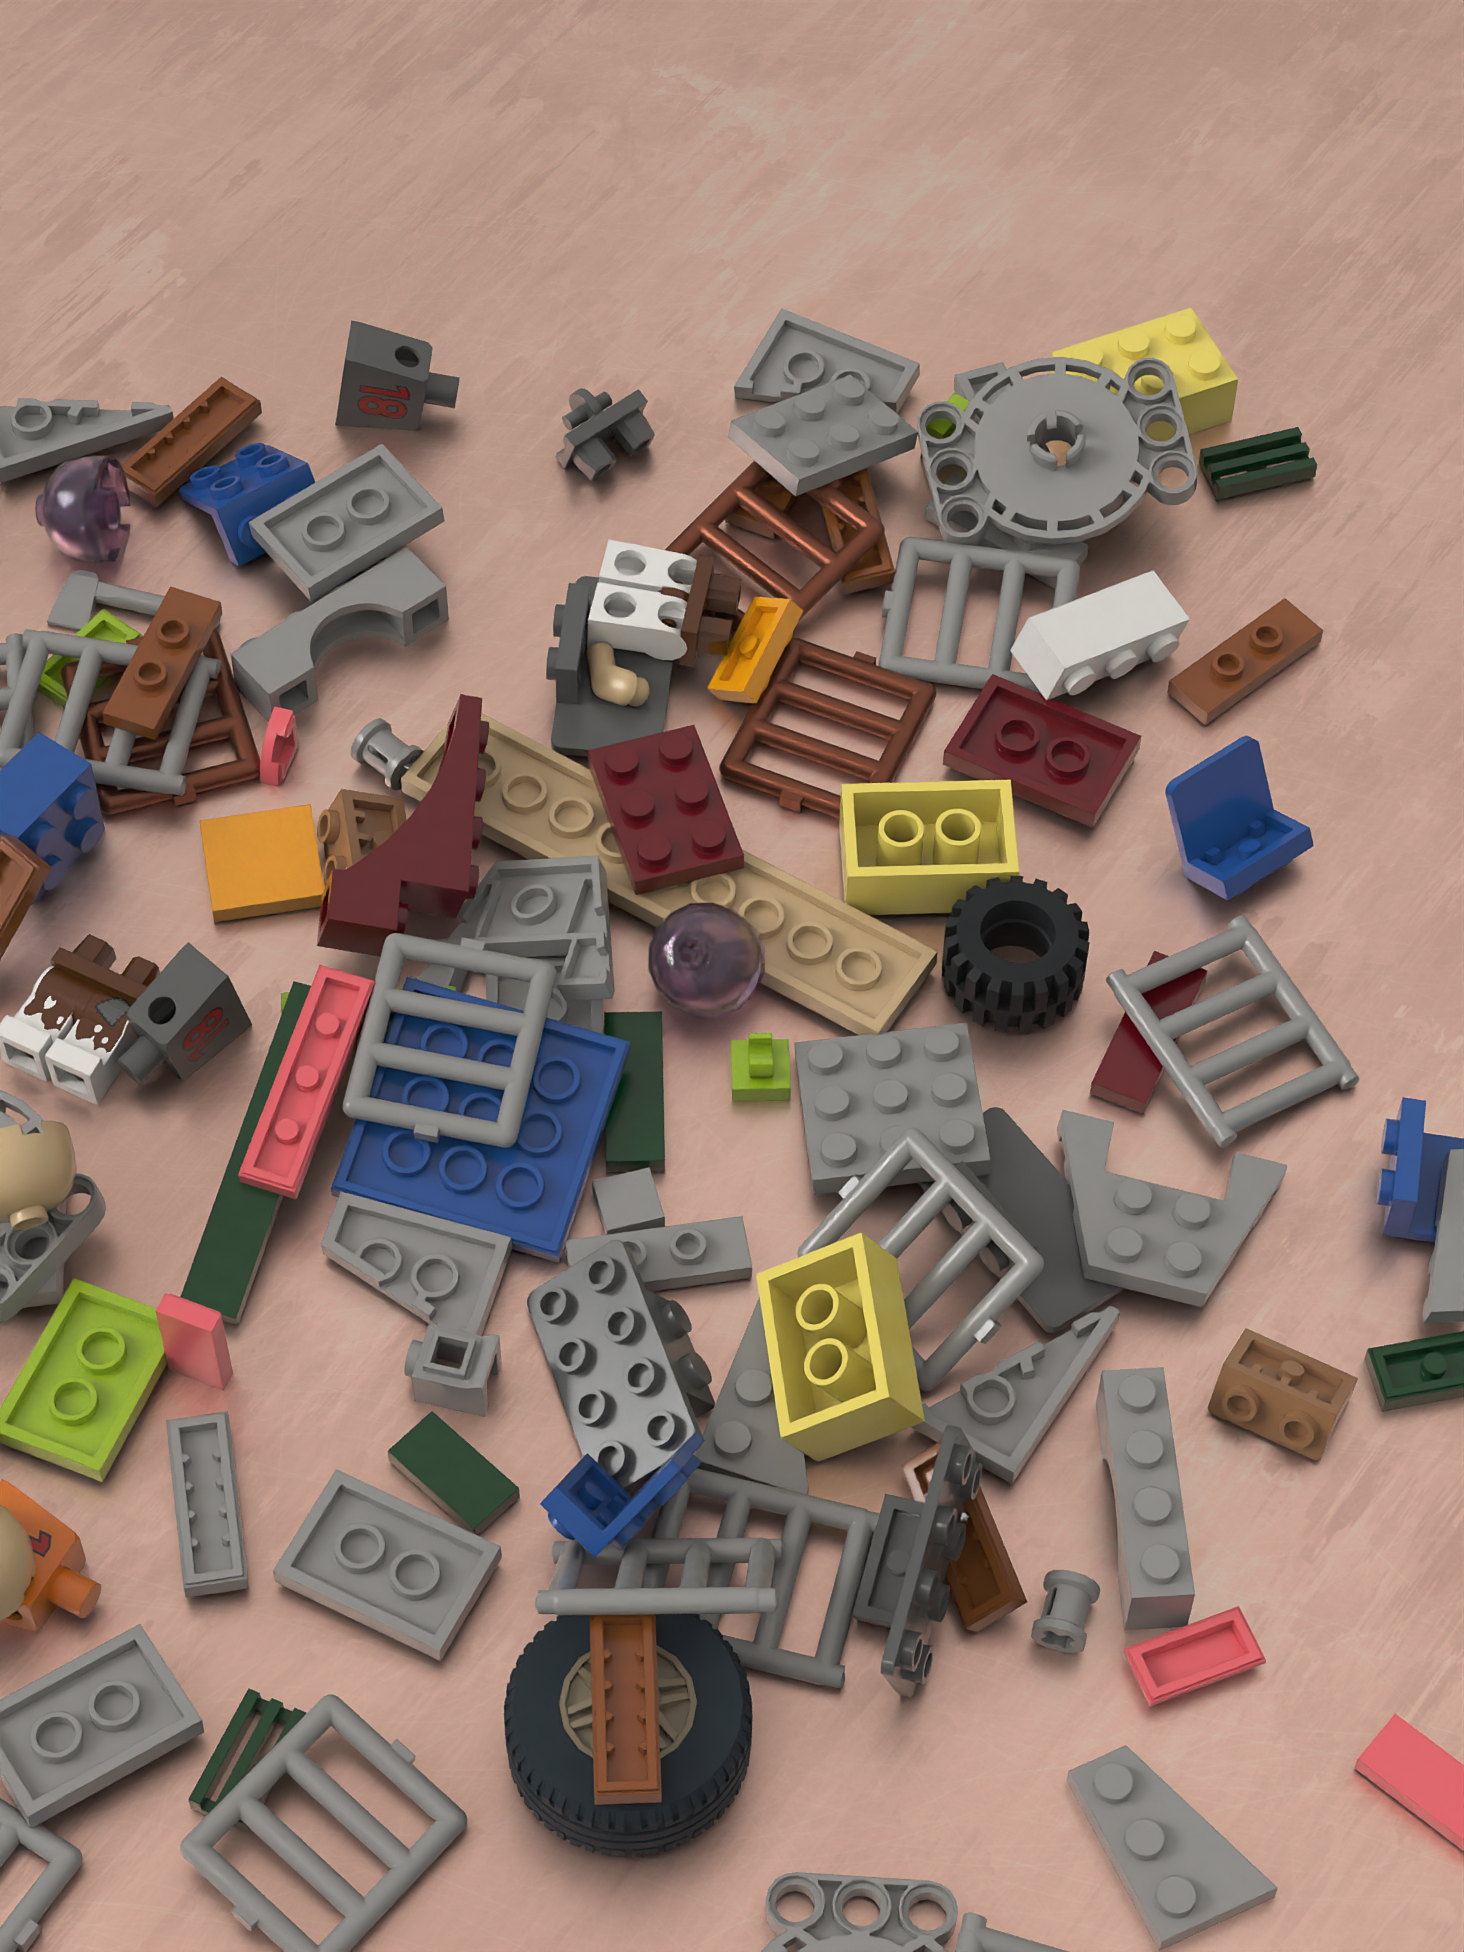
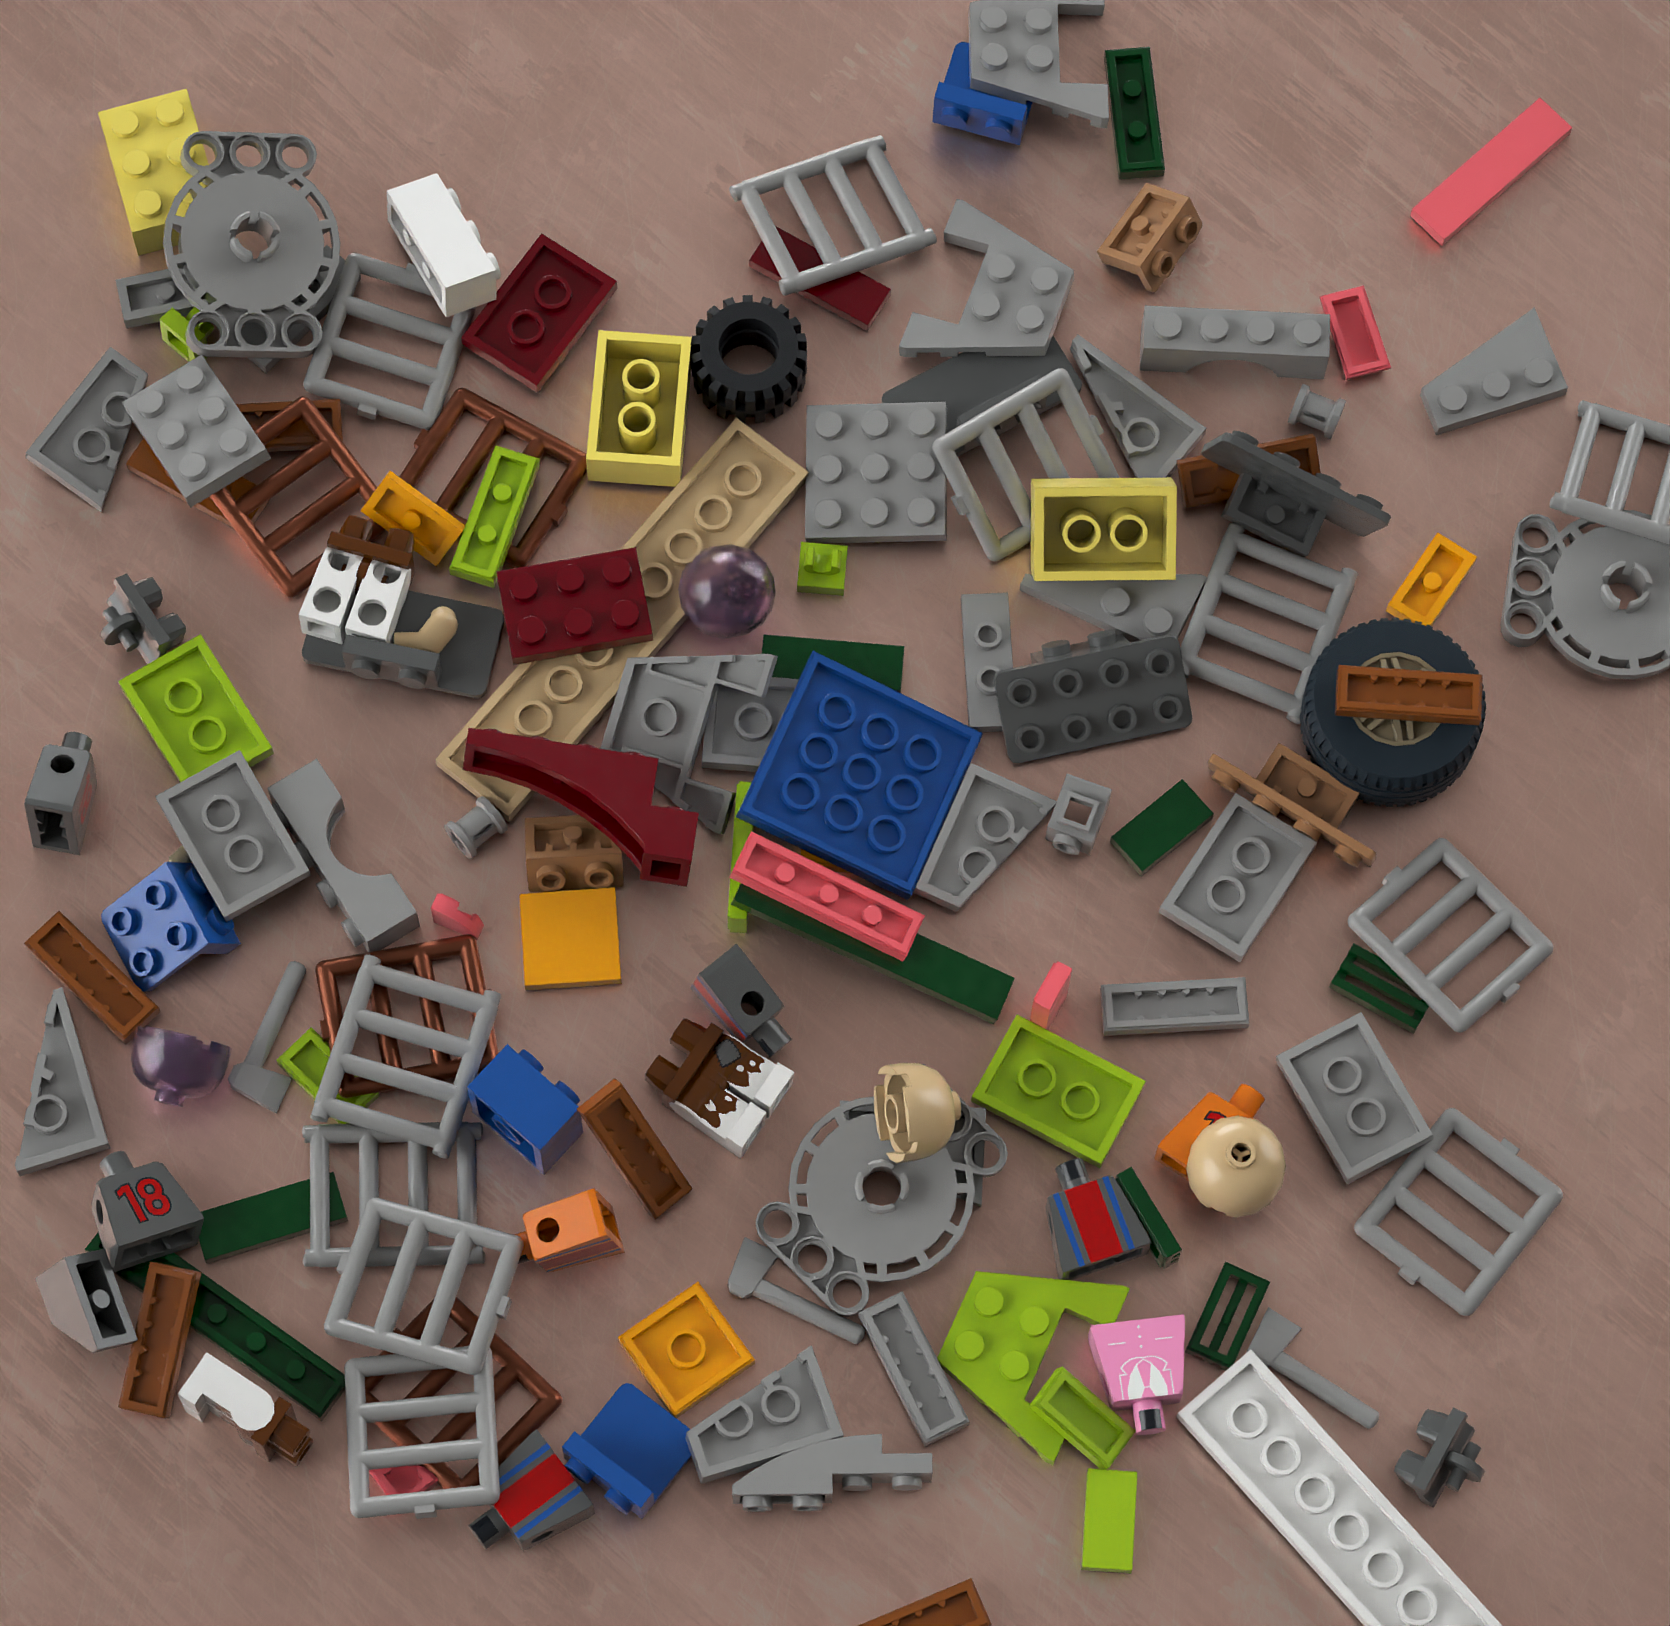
camera: 85 degrees left, 15 degrees up
(162, 663) = (374, 996): dark orange plate -> none
(493, 1627) = (1301, 793): none -> medium nougat bracket
(502, 492) = (193, 710): none -> lime plate
(514, 1080) = (844, 740): light grey bar -> none
(598, 1510) = (1226, 688): blue bracket -> none
(628, 1202) = (936, 679): light grey tile -> none
(689, 1598) = (1336, 682): light grey bar -> none
(773, 728) = (494, 516): none -> lime tile
(834, 1777) = (1432, 581): none -> light orange plate
(1229, 823) = (651, 176): blue bracket -> none
(1245, 661) = (463, 145): dark orange plate -> none
(1254, 456) = (245, 66): dark green tile -> none

